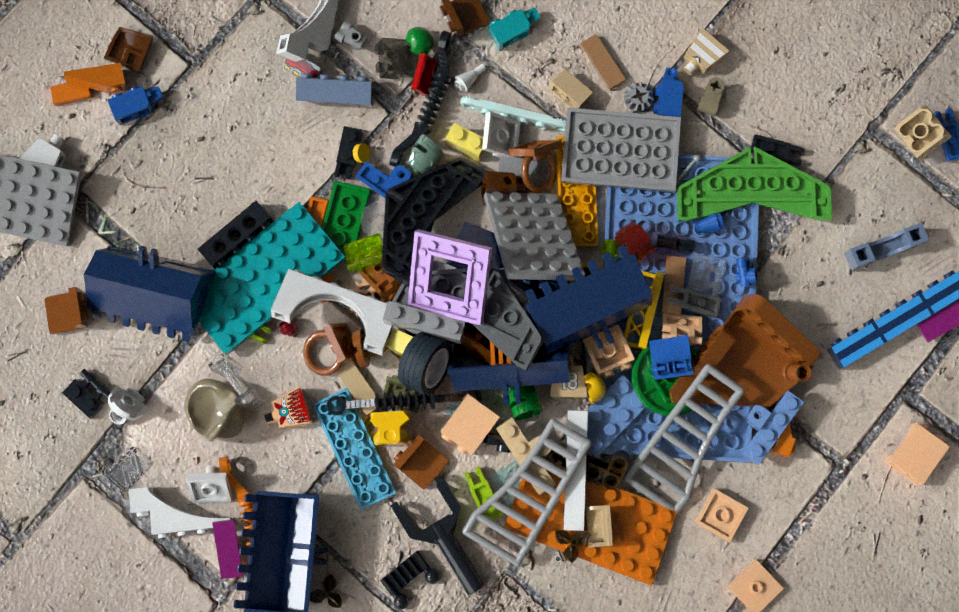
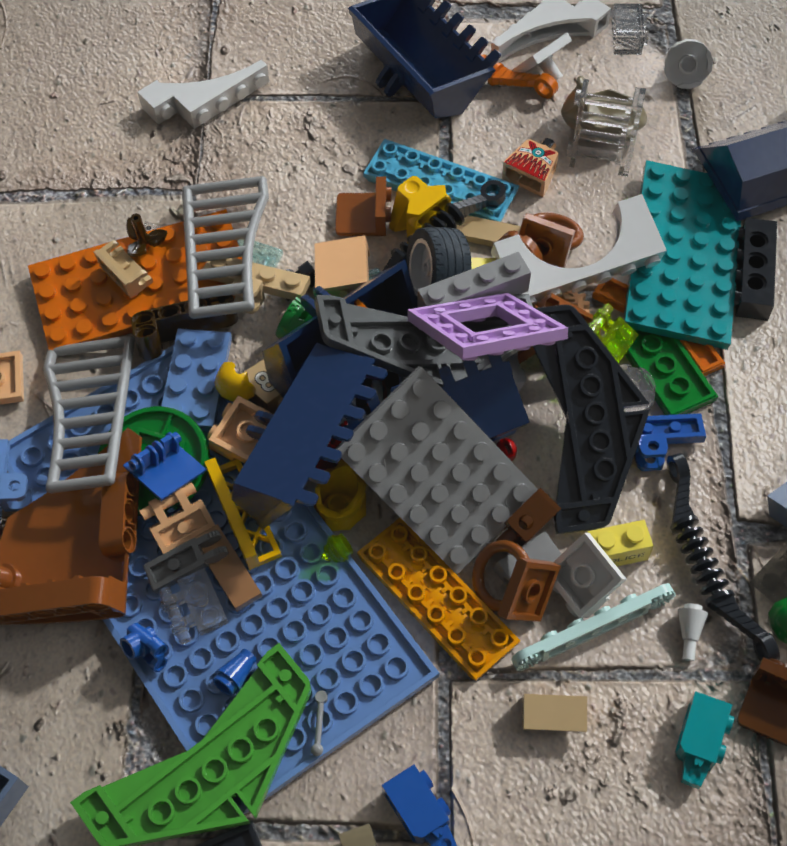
camera: 140 degrees right, 20 degrees down
(83, 397) = (733, 56): black plate -> none
(227, 548) = (490, 31): magenta piece -> none
(289, 328) = (608, 230): dark red plate -> none
(329, 584) = (356, 60): dark brown plant -> none
(349, 138) = (736, 438): black hinge -> none
(361, 153) = (720, 443): yellow tile -> none
(404, 574) = (292, 124): black gear -> none
(423, 74) = (747, 587): red tile -> none
(424, 155) = (649, 490): sand green helmet -> none
(443, 535) = (287, 170): black piece -> none
(481, 493) = (277, 230): lime hinge -> none
(575, 489) = (173, 278): white tile -> none
(602, 62) = (548, 791): medium nougat tile -> none
(621, 150) = (422, 679): light grey plate -> none
(635, 104) = (466, 796): light grey gear -> none
(635, 240) = (312, 569): clear red brick -> none
(675, 243) = (261, 615): black axle -> none

